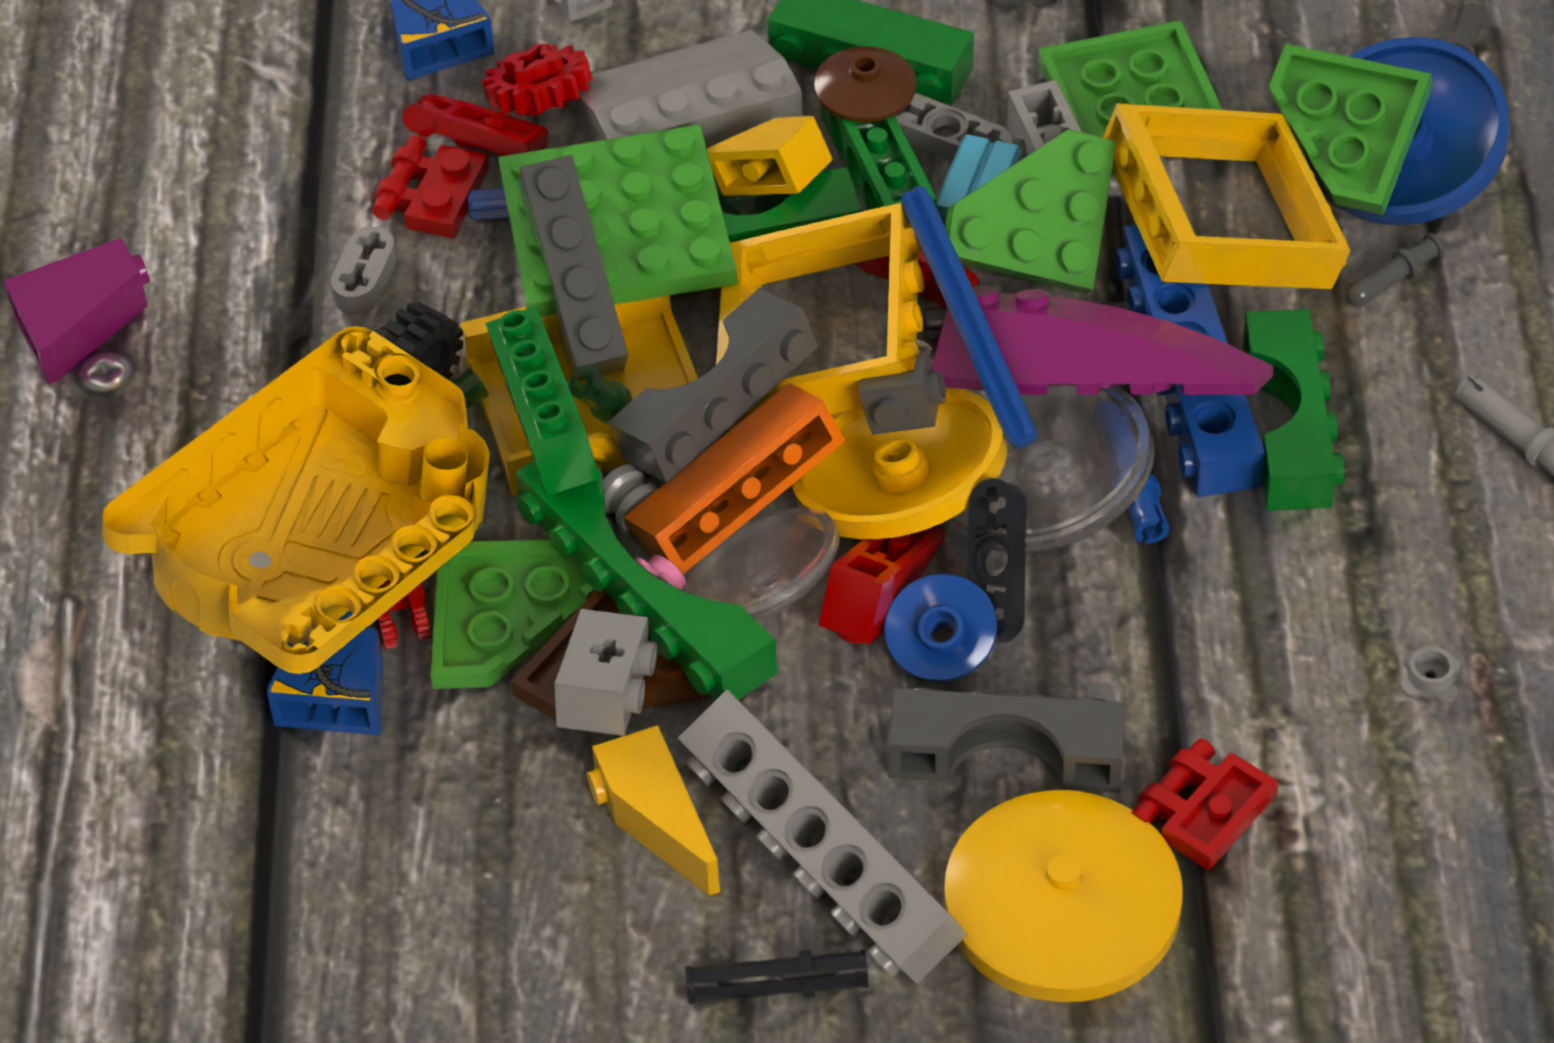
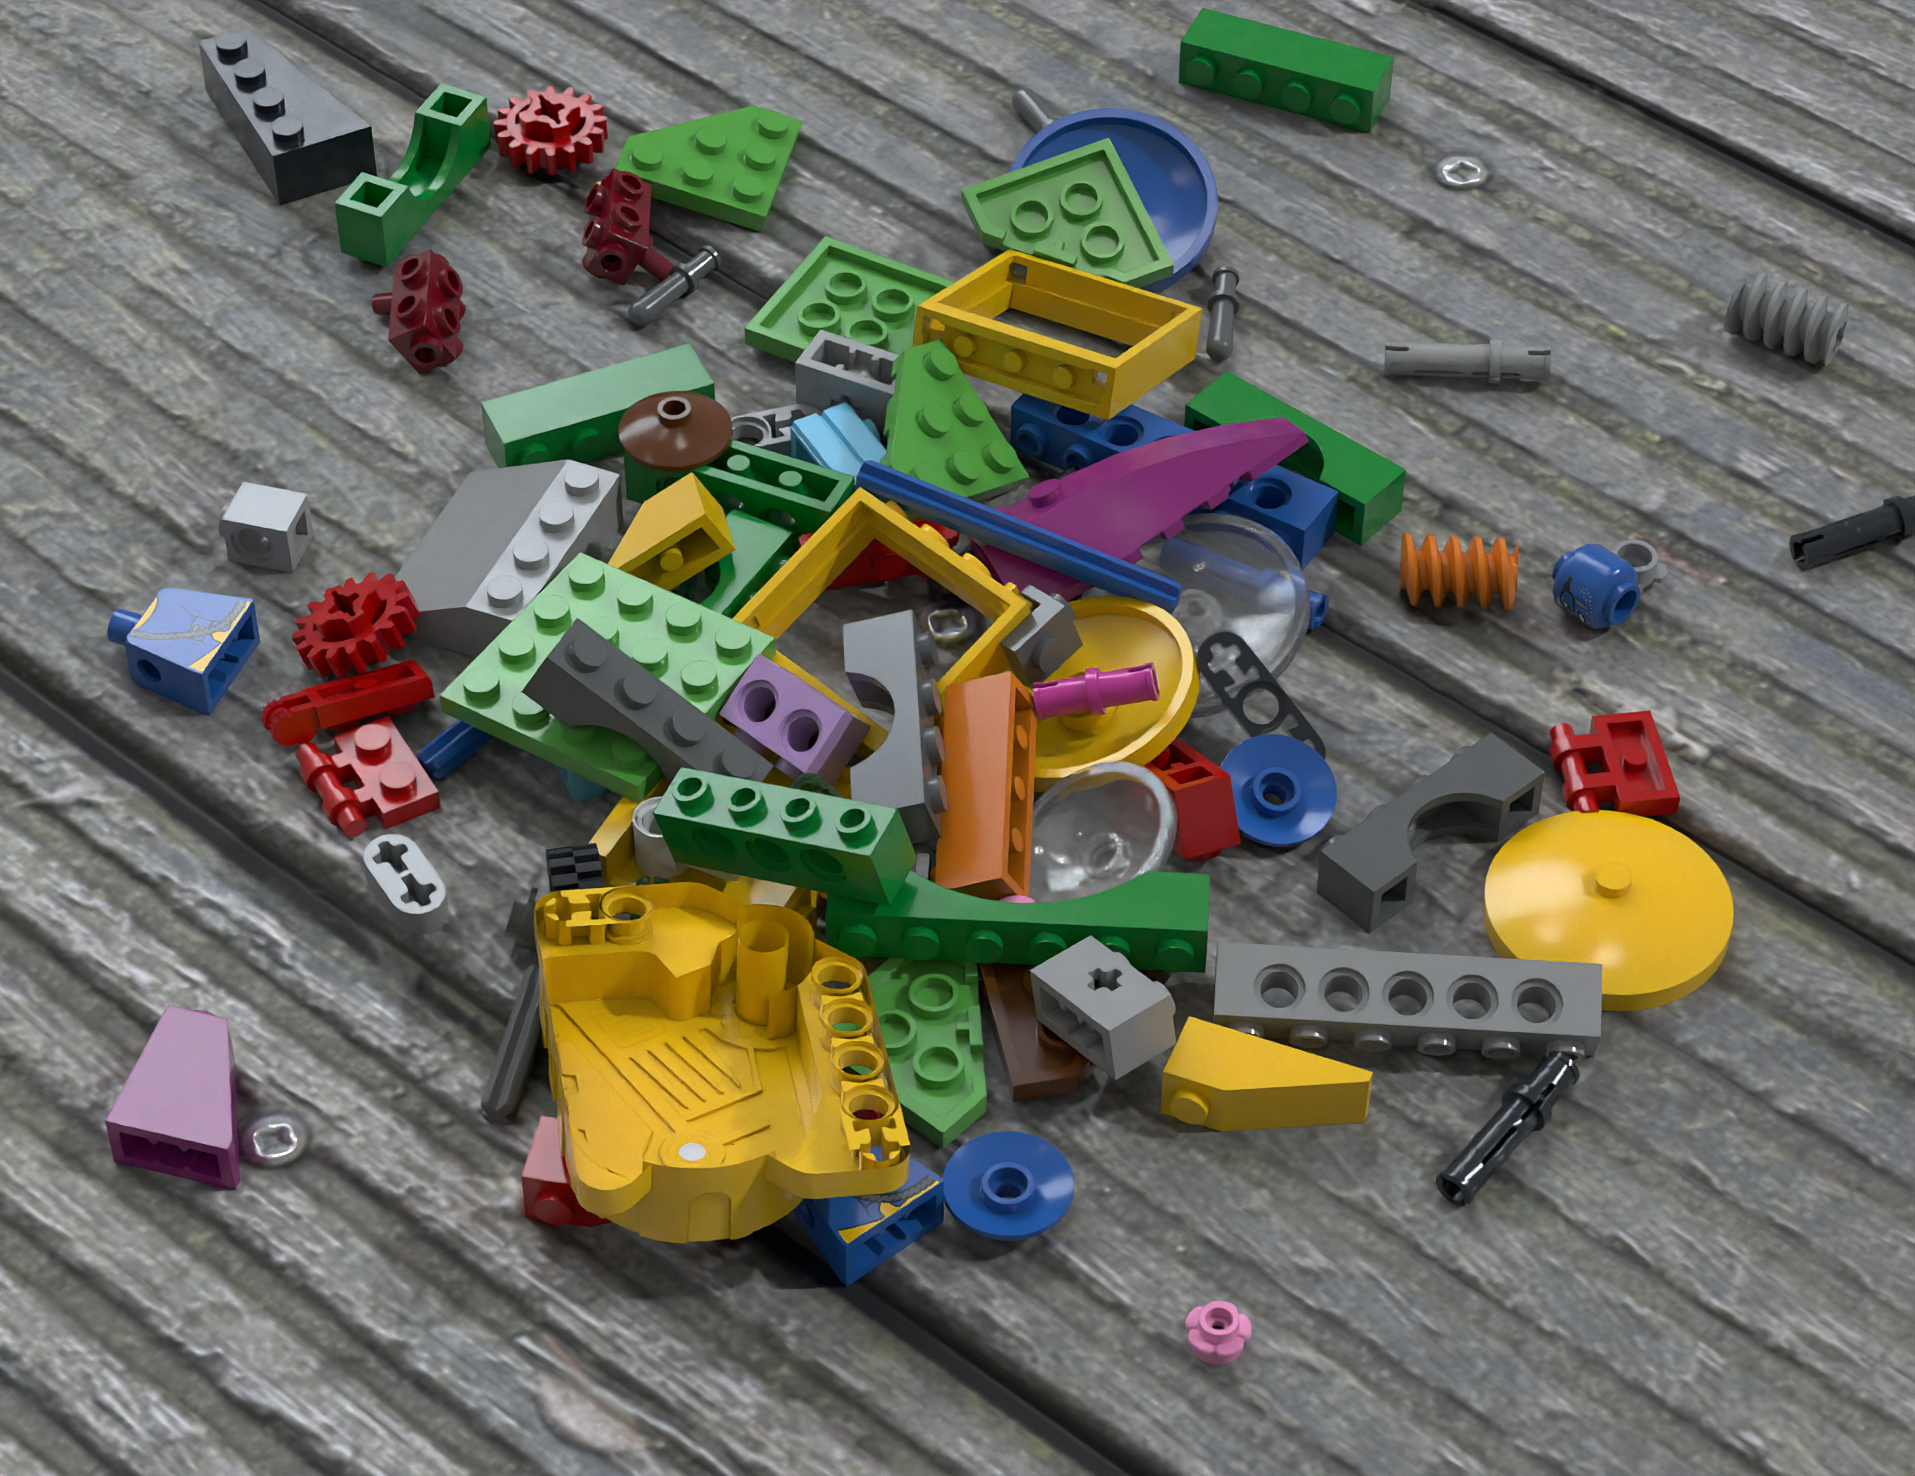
camera: 50 degrees left, 5 degrees down
(422, 724) = (1012, 1167): none -> blue dish
(429, 954) = (1216, 1345): none -> bright pink plate
(683, 331) = (796, 717): none -> lavender brick
(881, 461) = (1096, 691): none -> dark pink pin
(1285, 578) = (1458, 571): none -> orange piece
(1369, 664) = (1595, 586): none -> blue head

